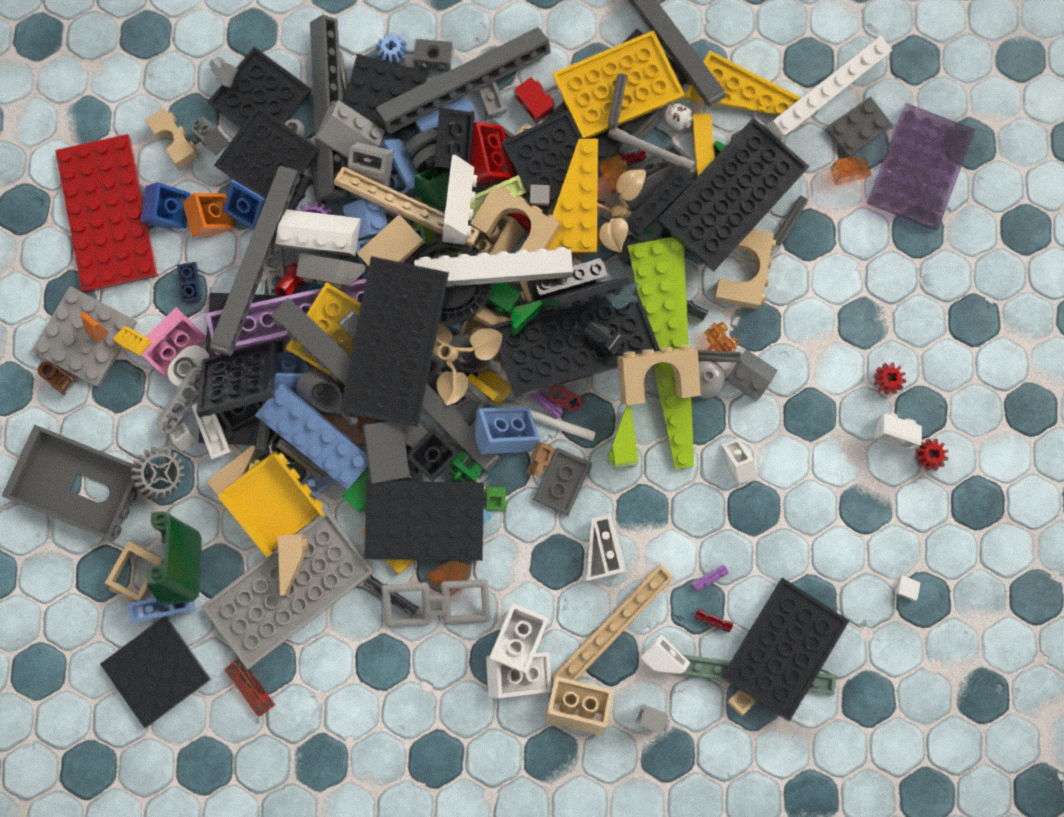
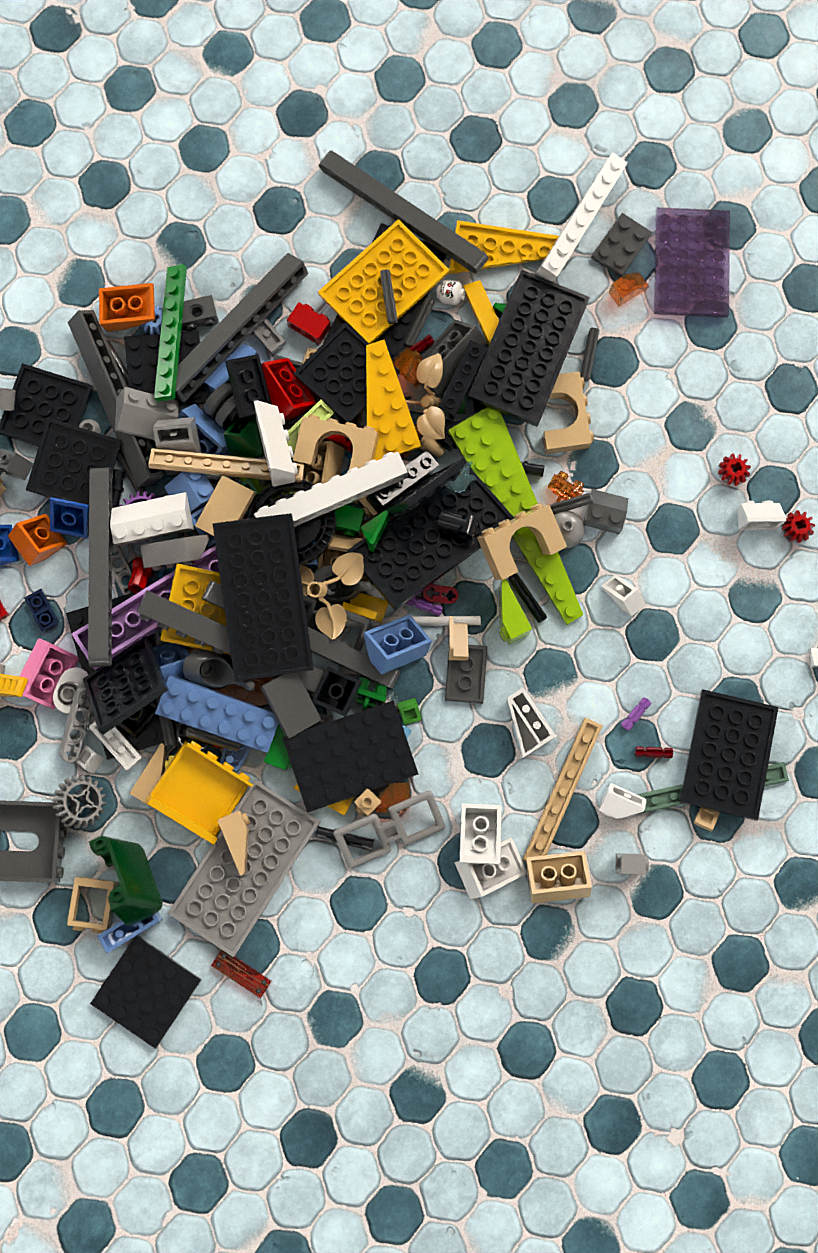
camera: 20 degrees left, 0 degrees up
(368, 26) = (126, 306): none -> orange slope
(400, 65) = (170, 333): none -> green plate
(423, 570) = (366, 803): none -> tan bracket
(539, 195) = (348, 411): light grey tile -> none
(541, 456) = (438, 656): medium nougat plate -> none
(565, 448) = (457, 640): none -> tan panel
(608, 256) = (432, 446): none -> tan cone
(646, 430) = (527, 597): none -> black axle
(679, 161) = (468, 334): light grey piece -> none

